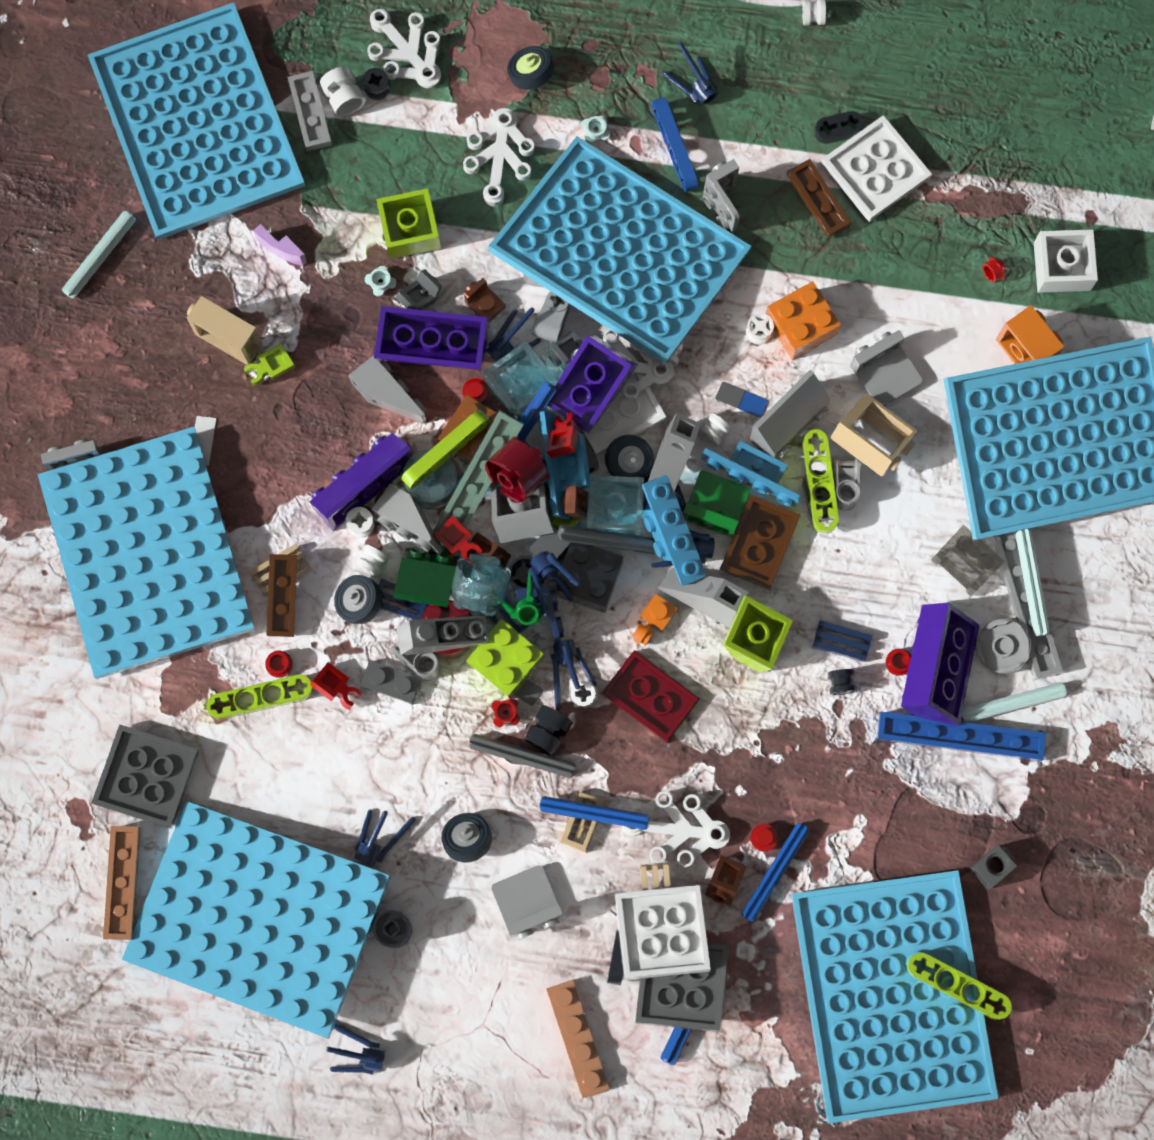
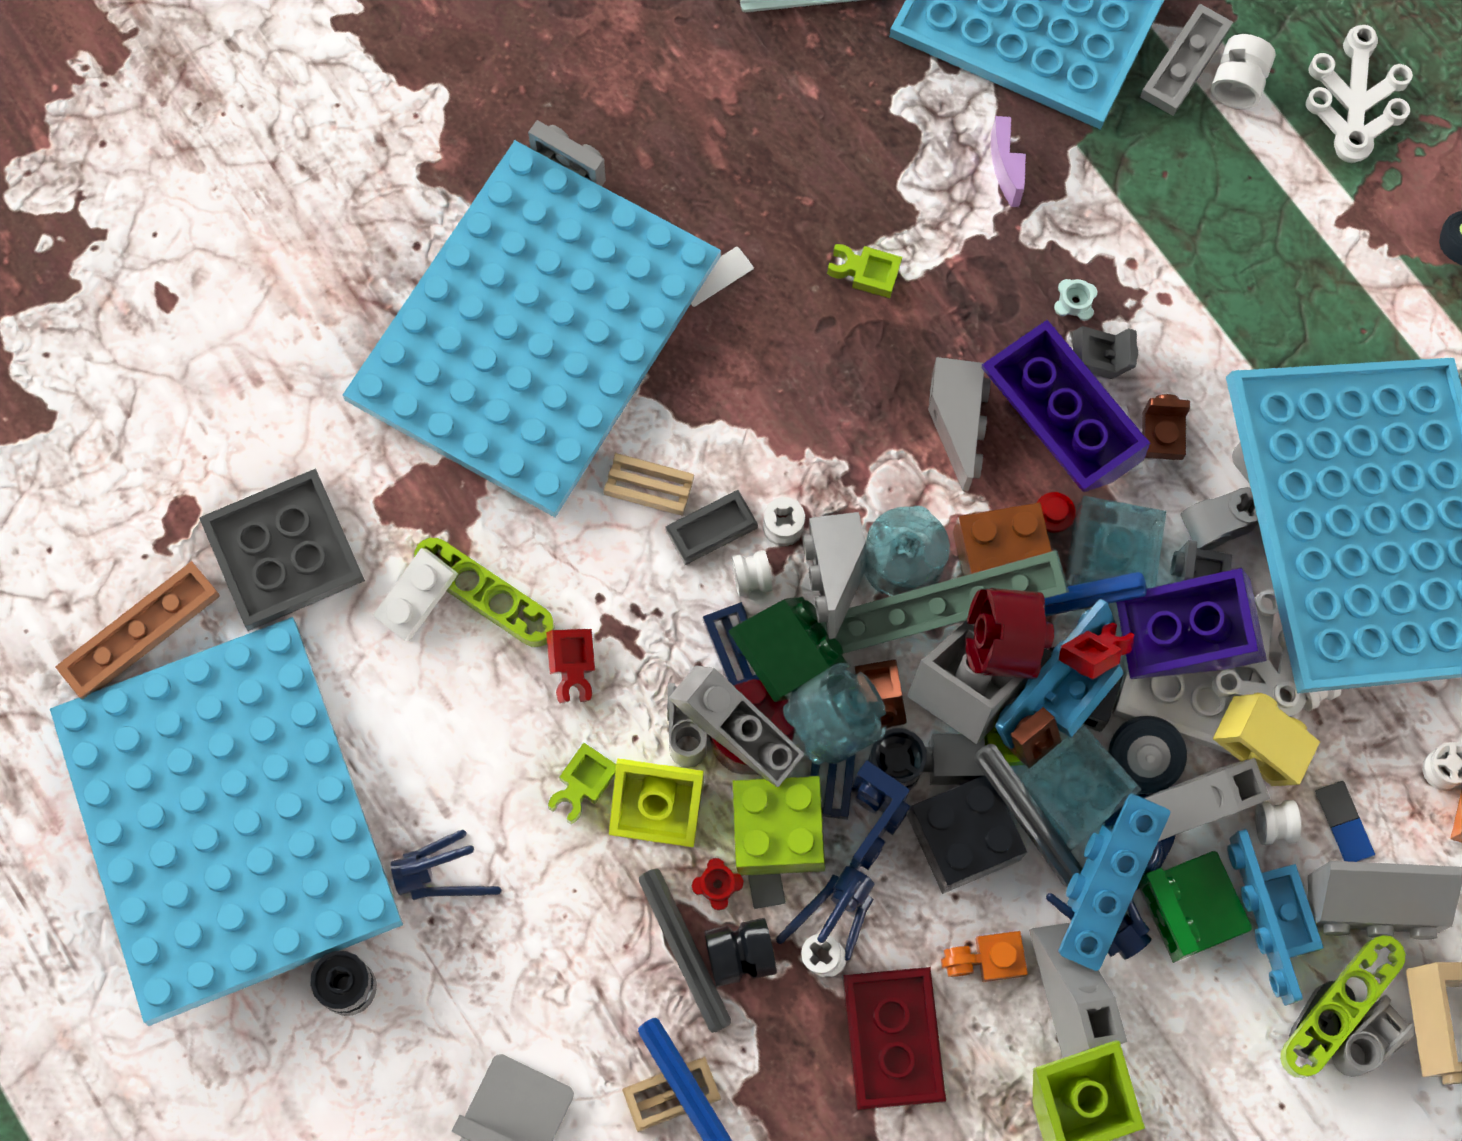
camera: 45 degrees right, 5 degrees down
(224, 330) = (857, 185): tan window -> none
(231, 731) = (415, 594): none -> white plate
(279, 664) = (540, 579): red plate -> none
(281, 595) = (619, 510): reddish brown plate -> none
(329, 559) = (711, 527): none -> dark grey tile
(358, 599) = (693, 598): black wheel -> none
(361, 481) = (831, 479): dark purple slope -> none
(370, 1058) = (169, 1096): dark blue plant -> none
(374, 89) = (1278, 102): black wheel -> none
(390, 682) = (633, 720): dark grey plate -> none
(398, 728) = (585, 777): none -> lime plate
(408, 223) = (1169, 268): lime brick -> none
(441, 706) = (656, 802): none -> neon yellow slope
(445, 449) = (954, 533): lime beam -> none
(455, 536) = (865, 636): red plate -> none
(466, 837) = (528, 972): black wheel -> none
(499, 151) = (1347, 292): white plant -> none
(500, 345) = (1135, 490): dark blue plant -> none
(527, 608) = (856, 792): green plant -> none
(545, 566) = (926, 771): dark blue plant -> none
(672, 396) = (1262, 731): none -> light yellow brick
(760, 542) = (1200, 1000): reddish brown plate -> none

